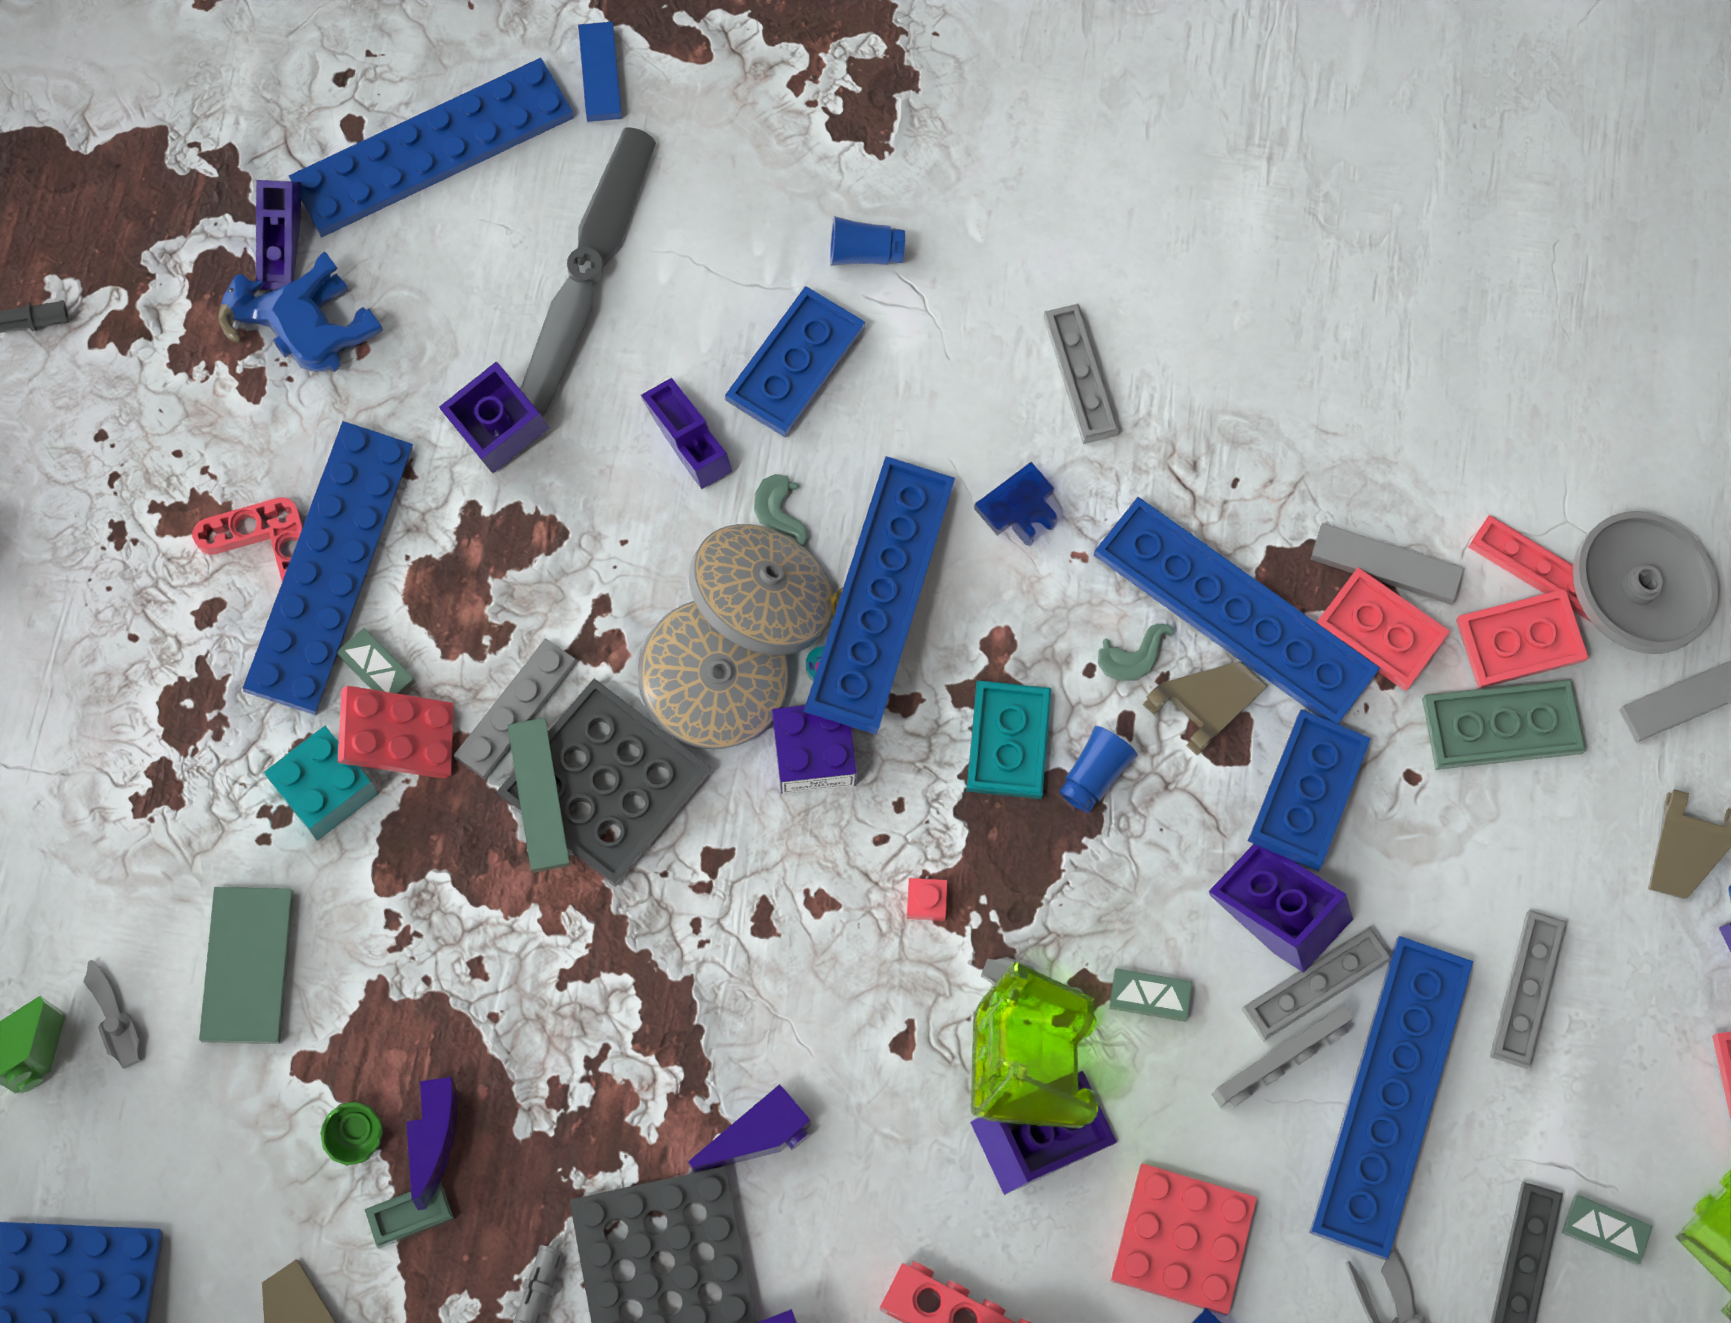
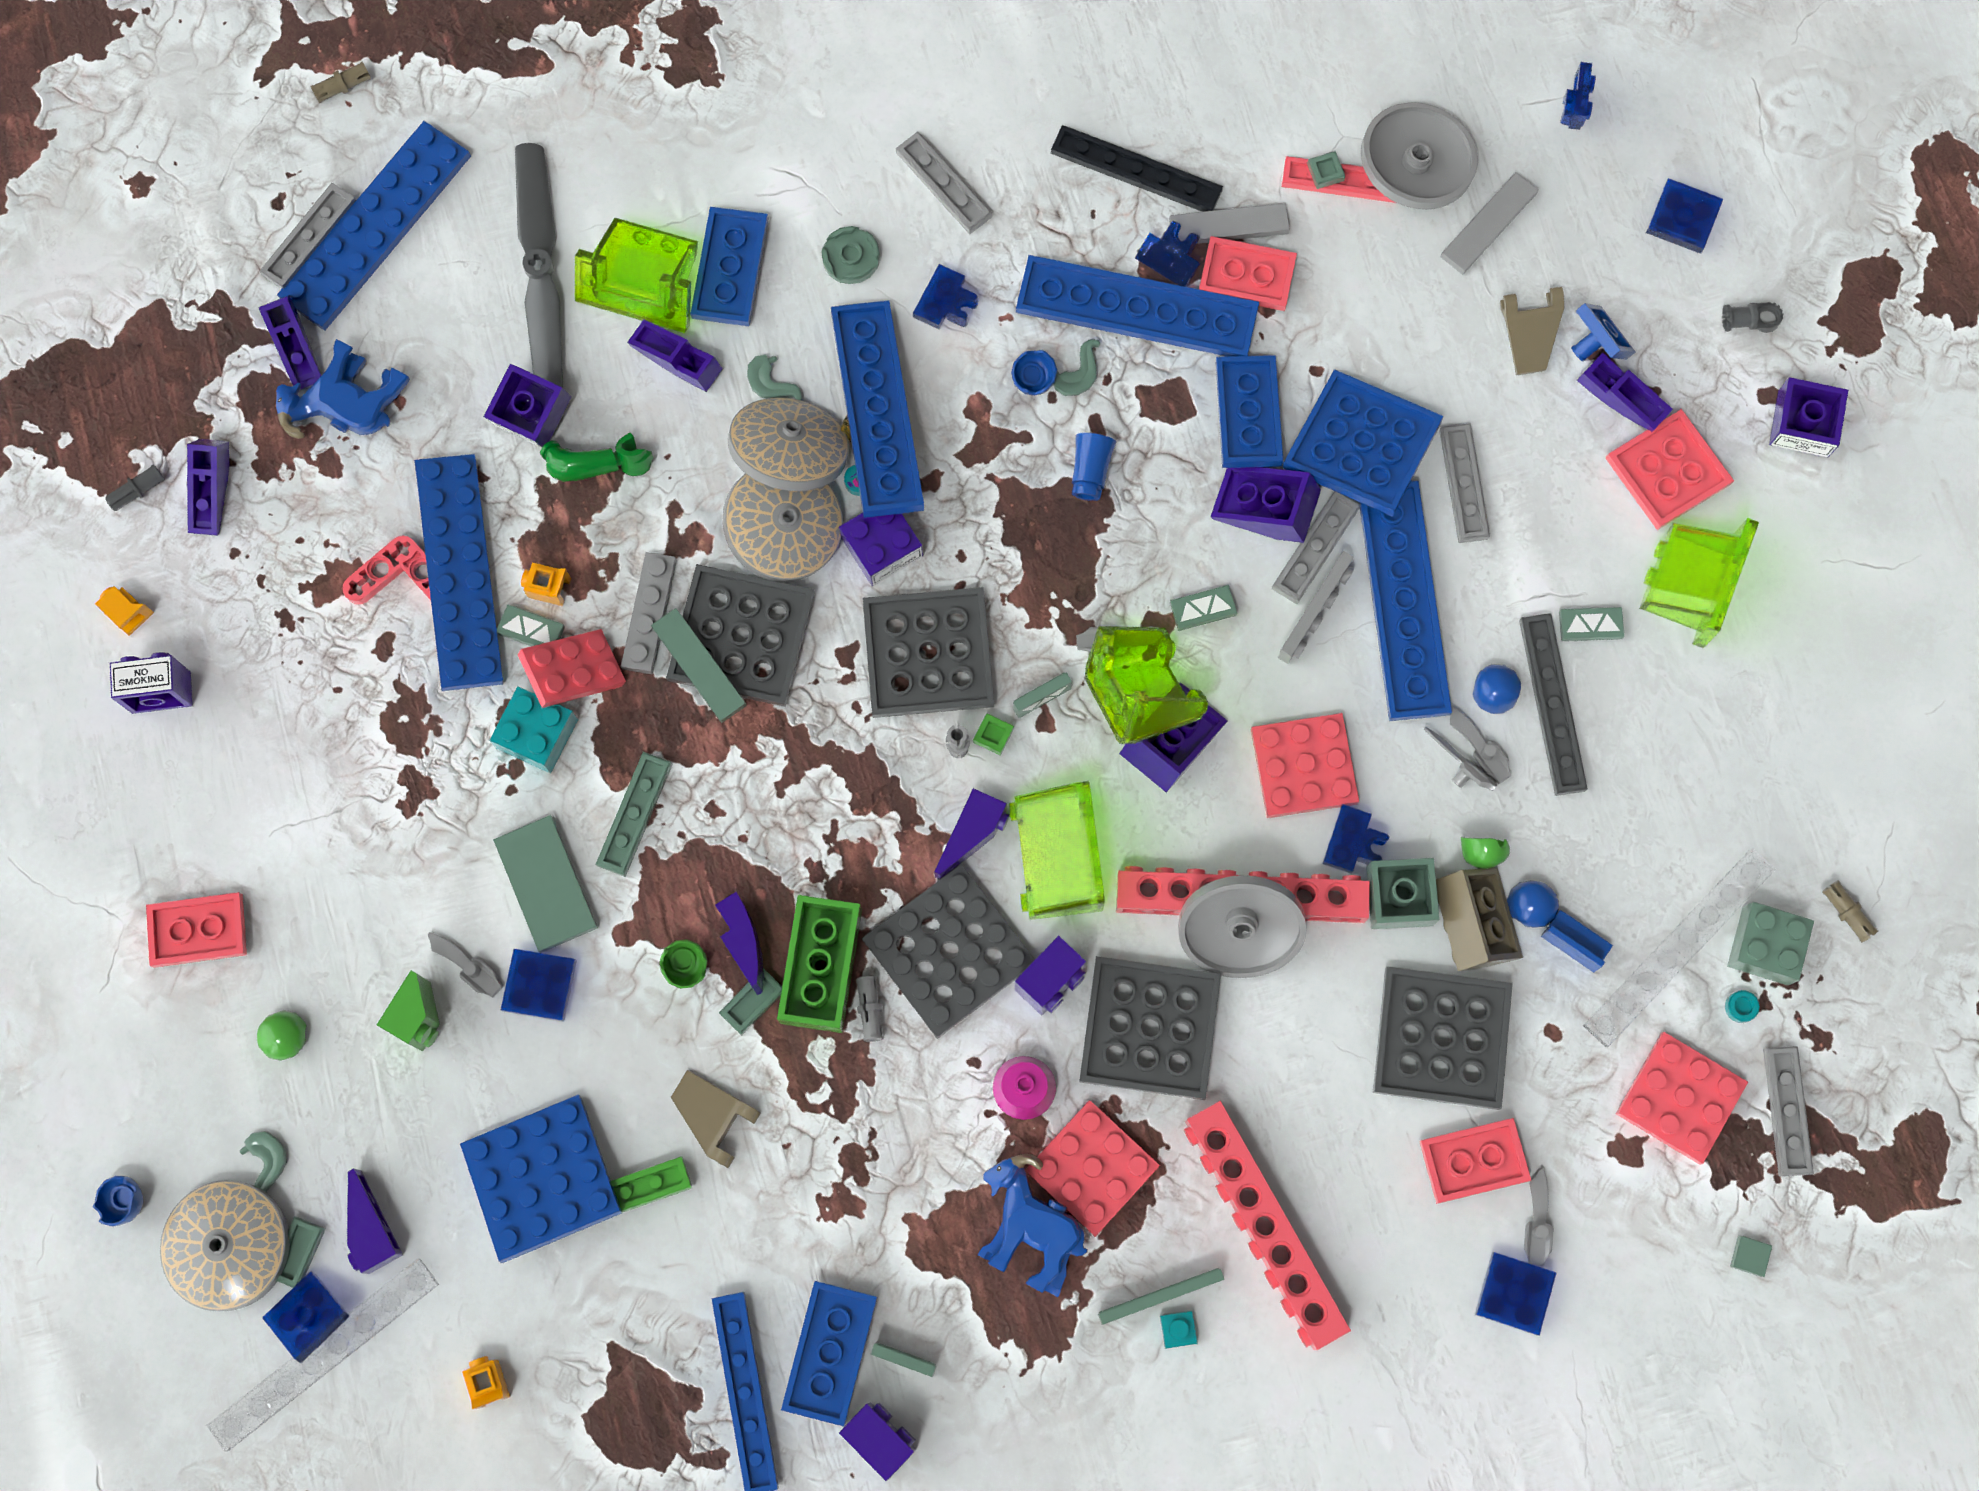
camera: 20 degrees left, 5 degrees up
(108, 347) = (206, 485): none -> dark purple slope
(179, 1079) = (538, 985): none -> clear blue plate
(353, 126) = (307, 235): none -> light grey plate
(385, 931) = (634, 814): none -> sand green tile
(416, 622) = (545, 583): none -> light orange window
(515, 507) = (580, 465): none -> green piece
(520, 1170) = (827, 933): none -> bright green brick
(599, 71) = (473, 111): blue tile -> none
(689, 325) = (638, 274): none -> clear neon green windscreen
(793, 1027) = (957, 748): none -> light grey pin
(809, 840) = (947, 695): none -> dark grey piece
(835, 1030) = (993, 734): none -> bright green plate
(843, 1206) = (1059, 851): none -> clear neon green windscreen
(865, 243) = (738, 155): blue plant -> none
(913, 1010) = (1042, 695): none -> sand green tile
(927, 899) = (1013, 613): coral plate -> none
(937, 408) = (850, 255): none -> sand green tile
(1009, 739) = (1017, 473): teal tile -> none
(1081, 633) = (1034, 372): none -> blue hair
(1208, 699) = (1147, 379): dark tan flag -> none
(1301, 568) = (1170, 255): none -> clear blue plate
(1308, 455) = (1136, 169): none -> black tile
(1428, 887) = (1363, 442): none -> blue plate
(1456, 1254) = (1496, 689): none -> blue hair
(1503, 724) = (1363, 303): sand green tile -> none
(1521, 638) = (1349, 236): coral plate -> none
(1528, 551) = (1326, 170): none -> sand green tile

